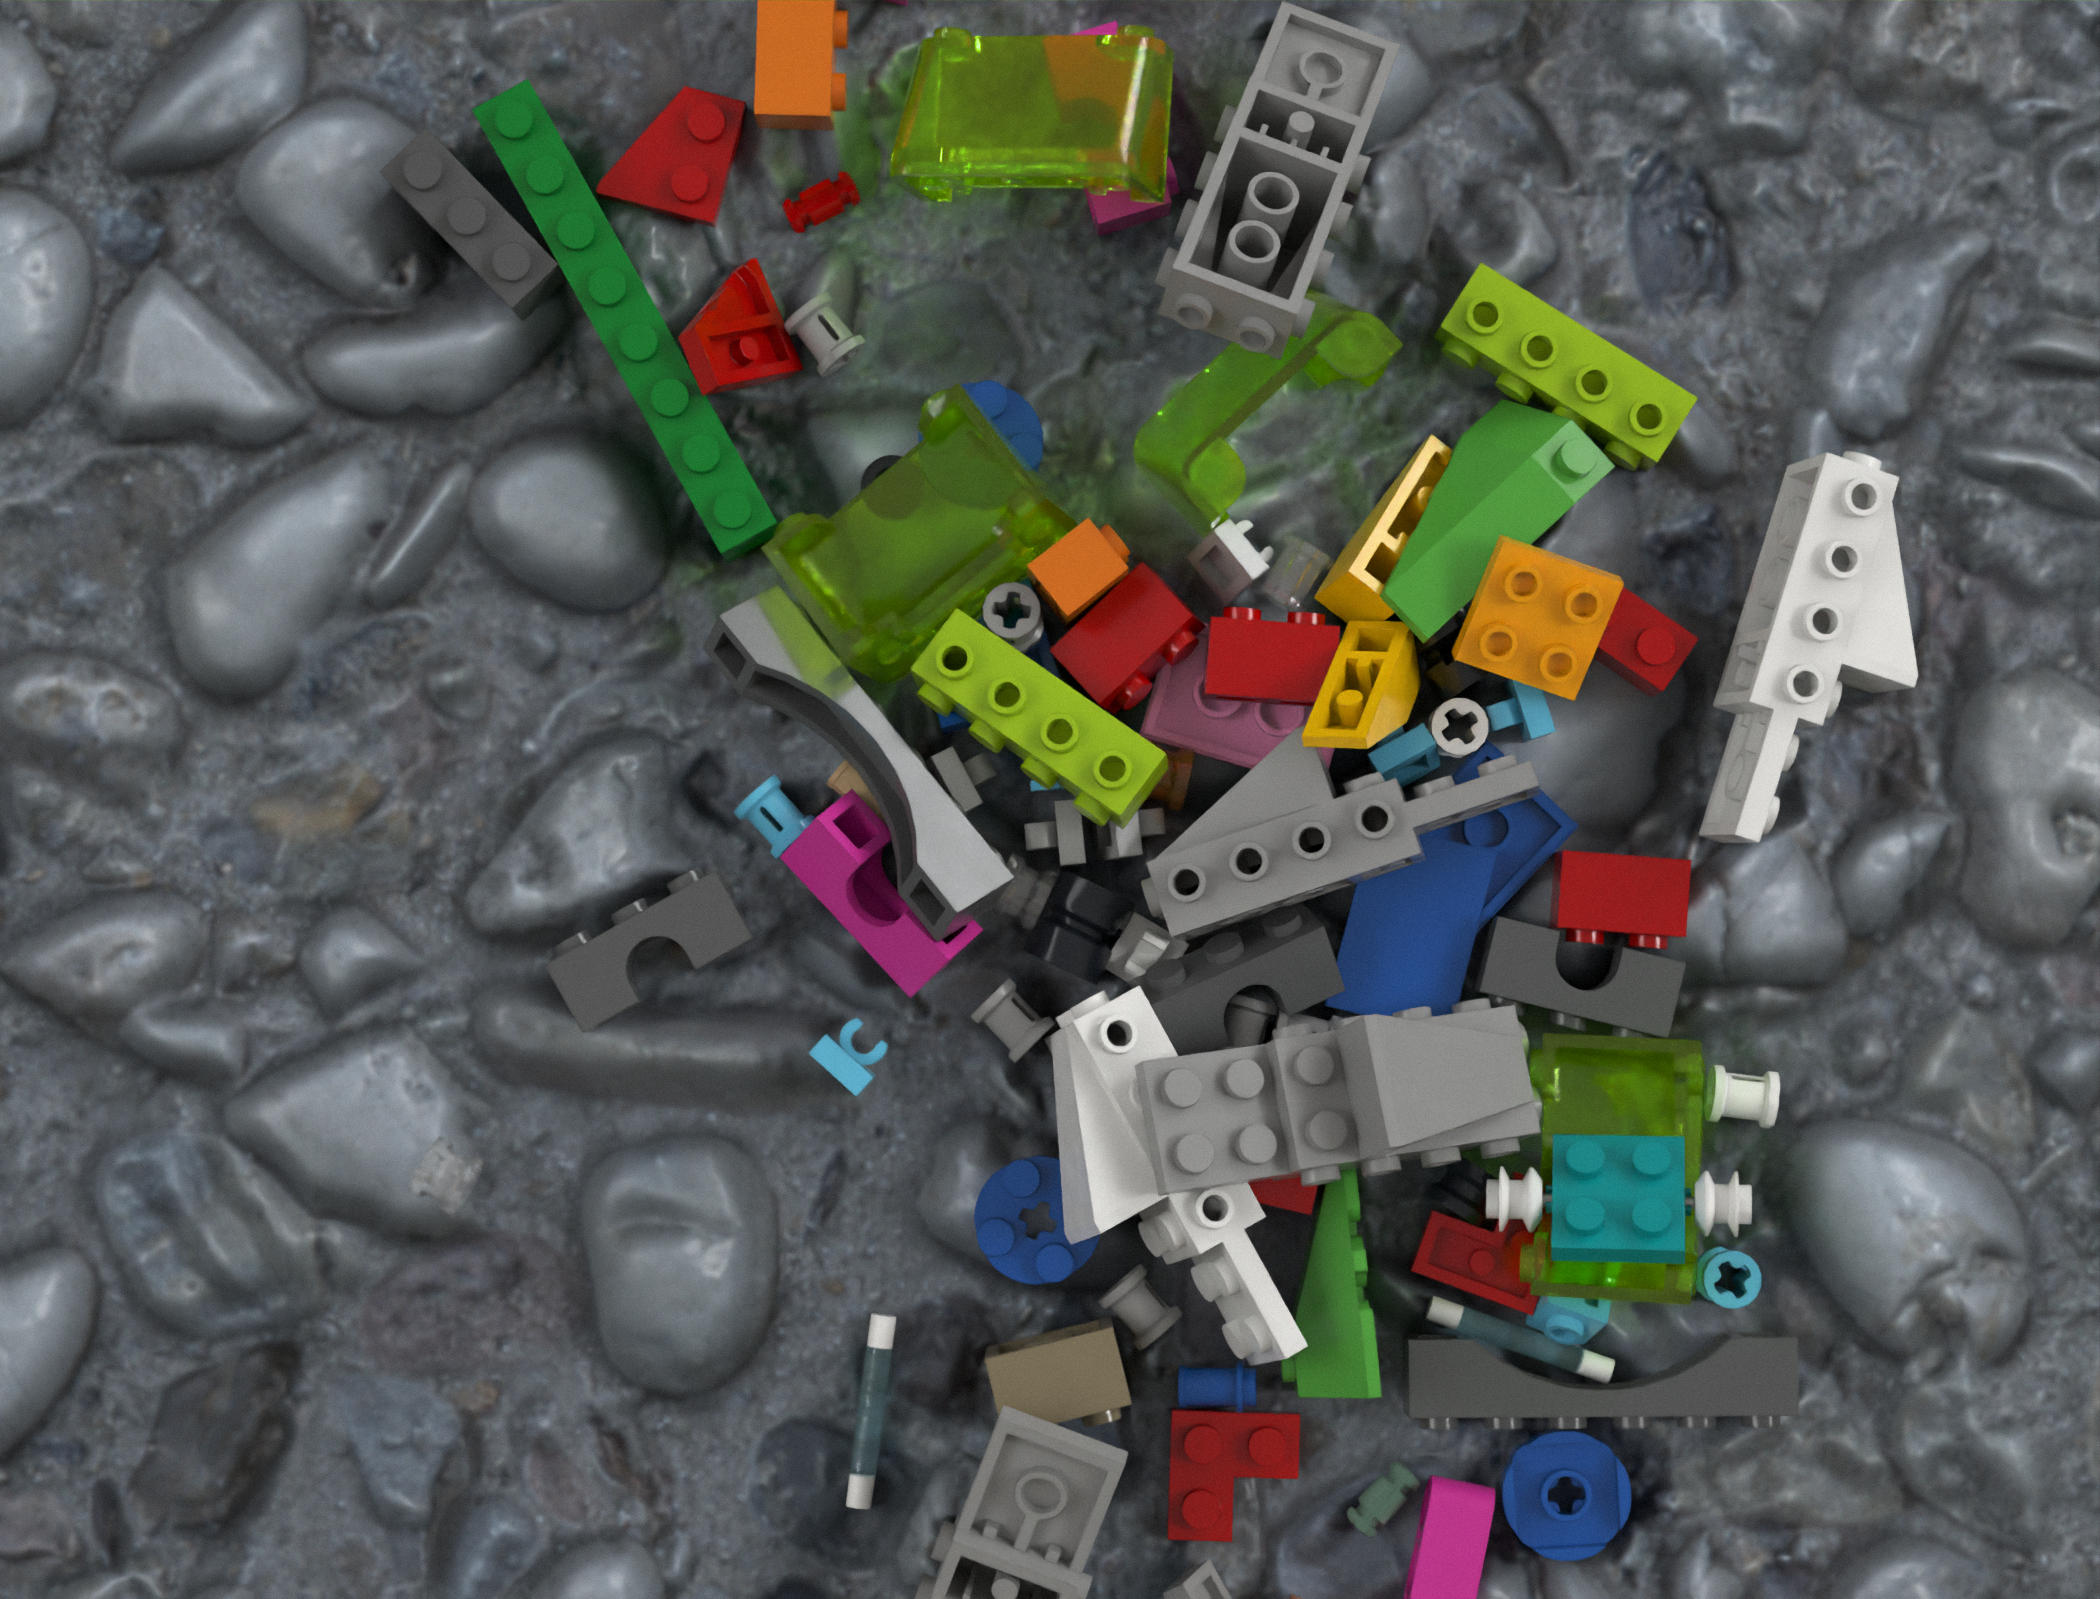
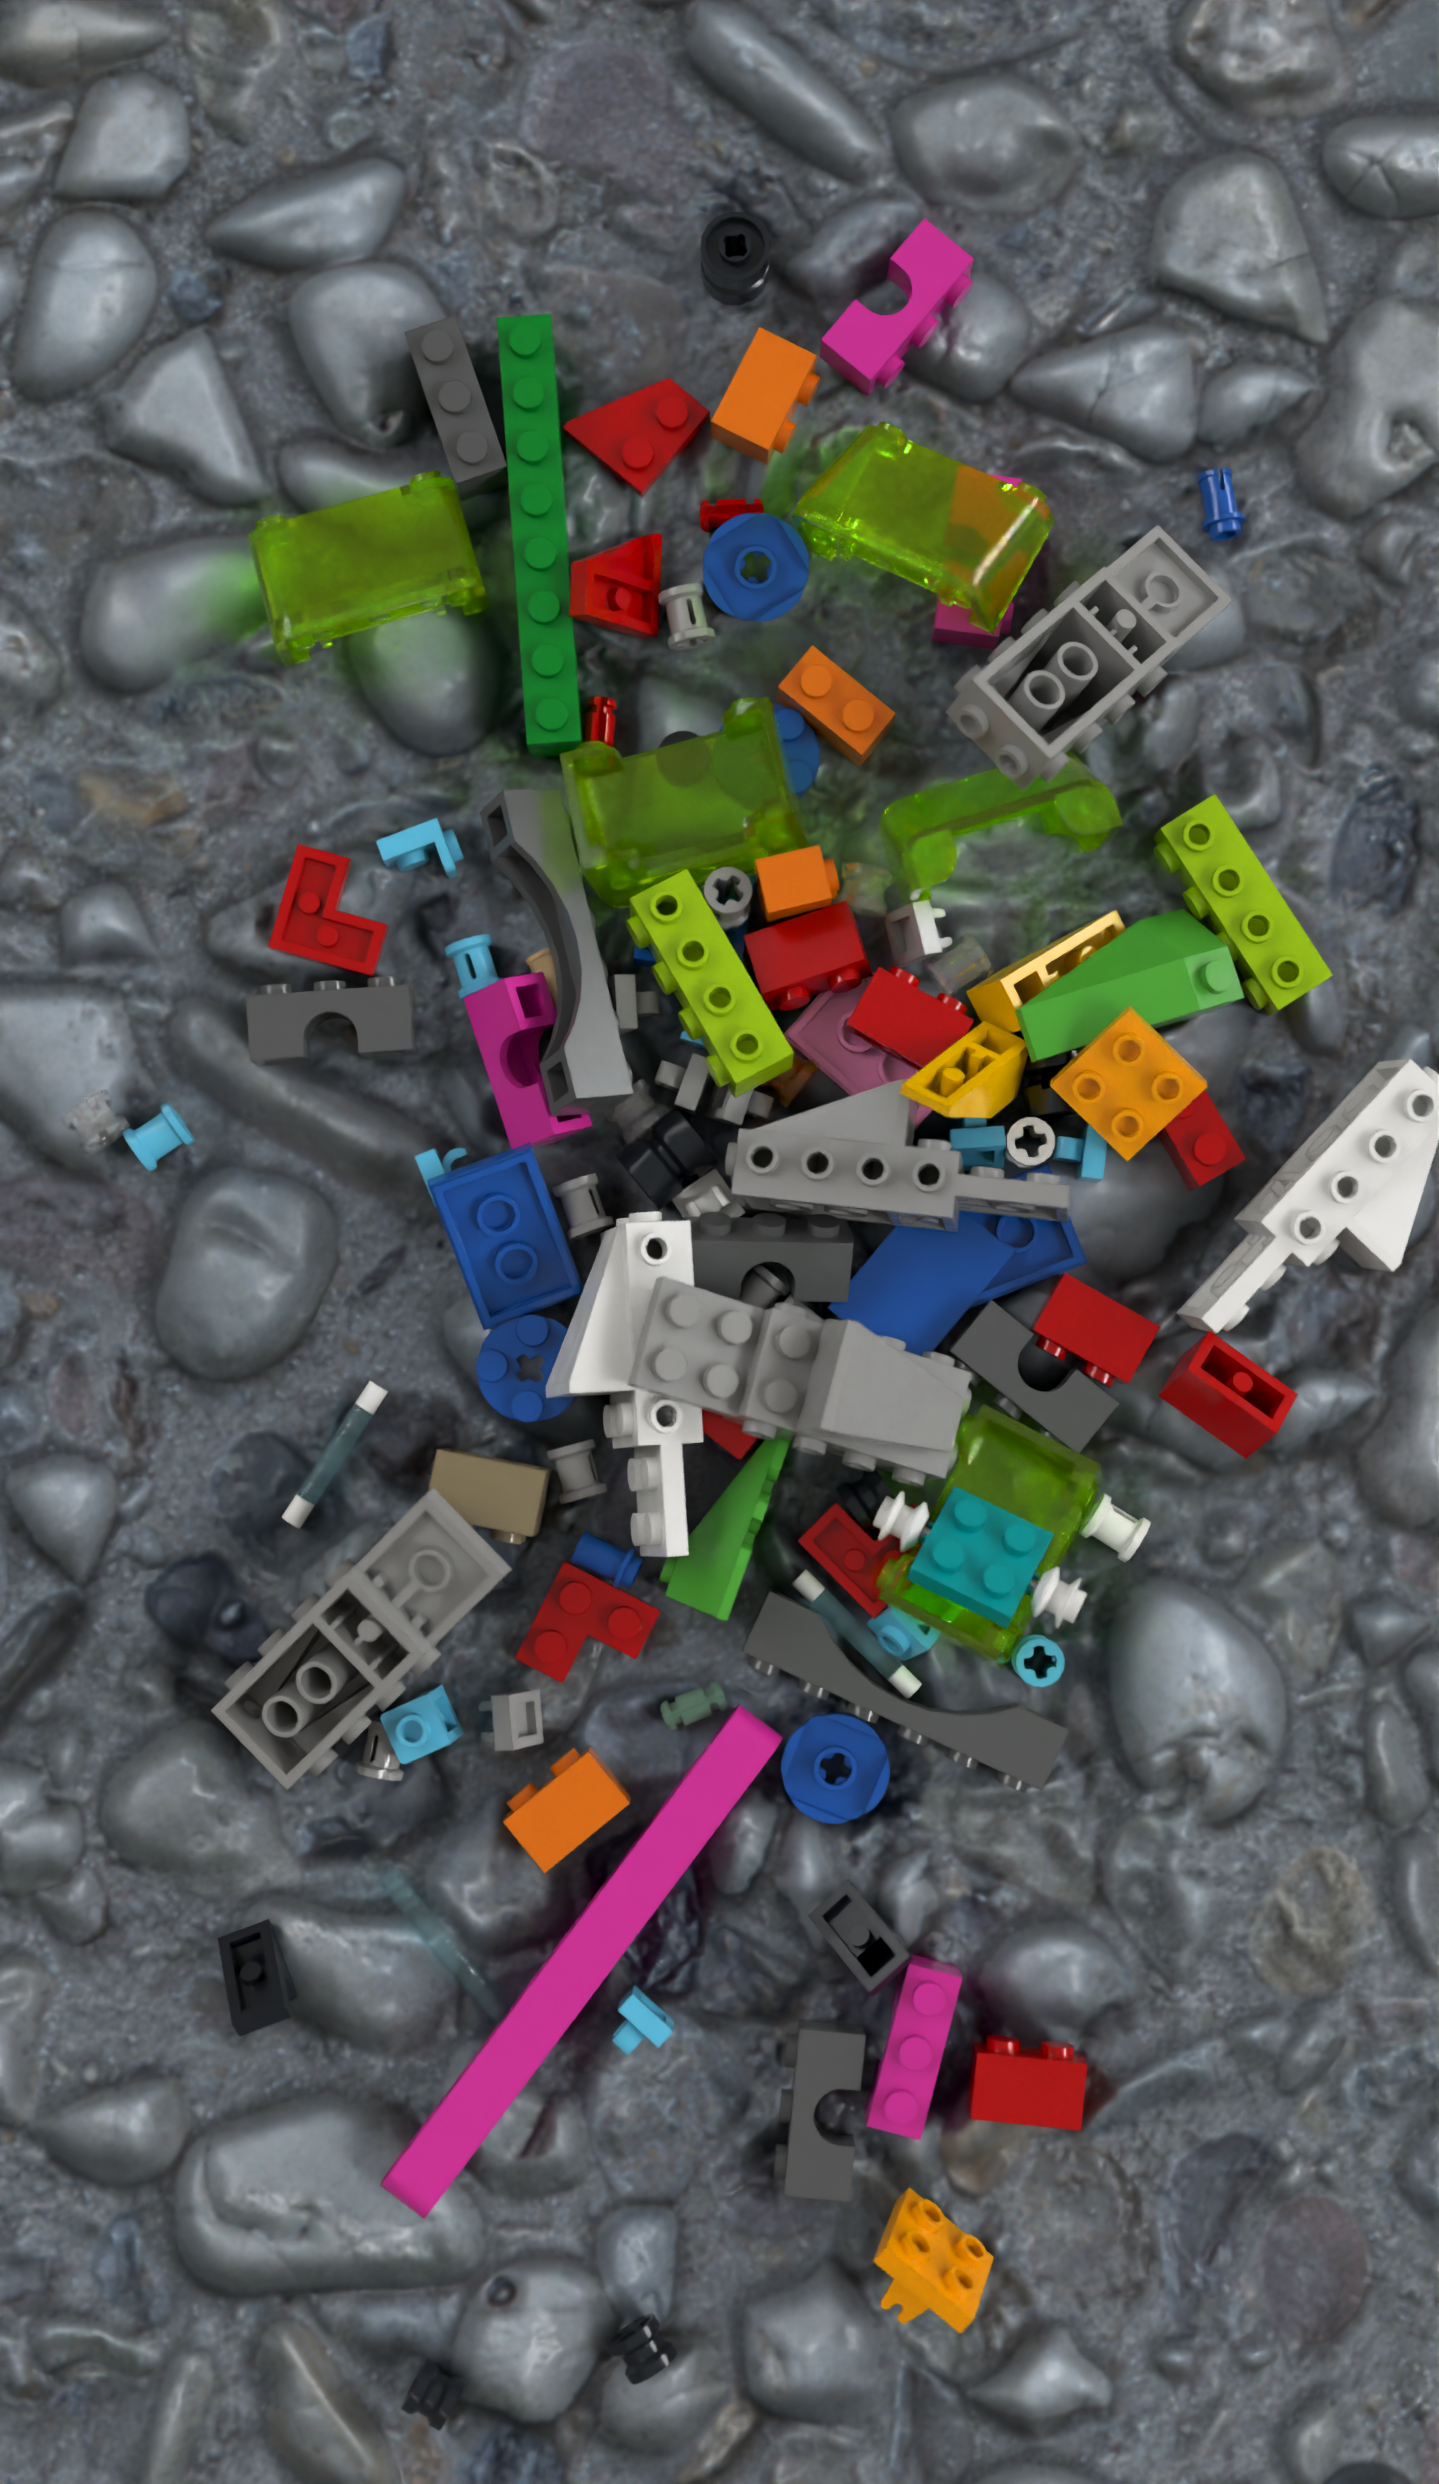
camera: 25 degrees right, 0 degrees up
(454, 440) = (365, 565): none -> clear neon green windscreen
(521, 1159) = (158, 1136): none -> medium azure bush
(576, 852) = (310, 919): none -> red plate
(647, 721) = (411, 847): none -> medium azure bracket
(784, 489) = (600, 721): none -> red piece
(910, 238) = (725, 559): none -> blue plate
(946, 1091) = (506, 1236): none -> blue tile
(1031, 356) = (836, 706): none -> orange brick
(1153, 538) = (864, 888): none -> clear wheel
(1797, 898) = (1228, 1395): none -> red brick

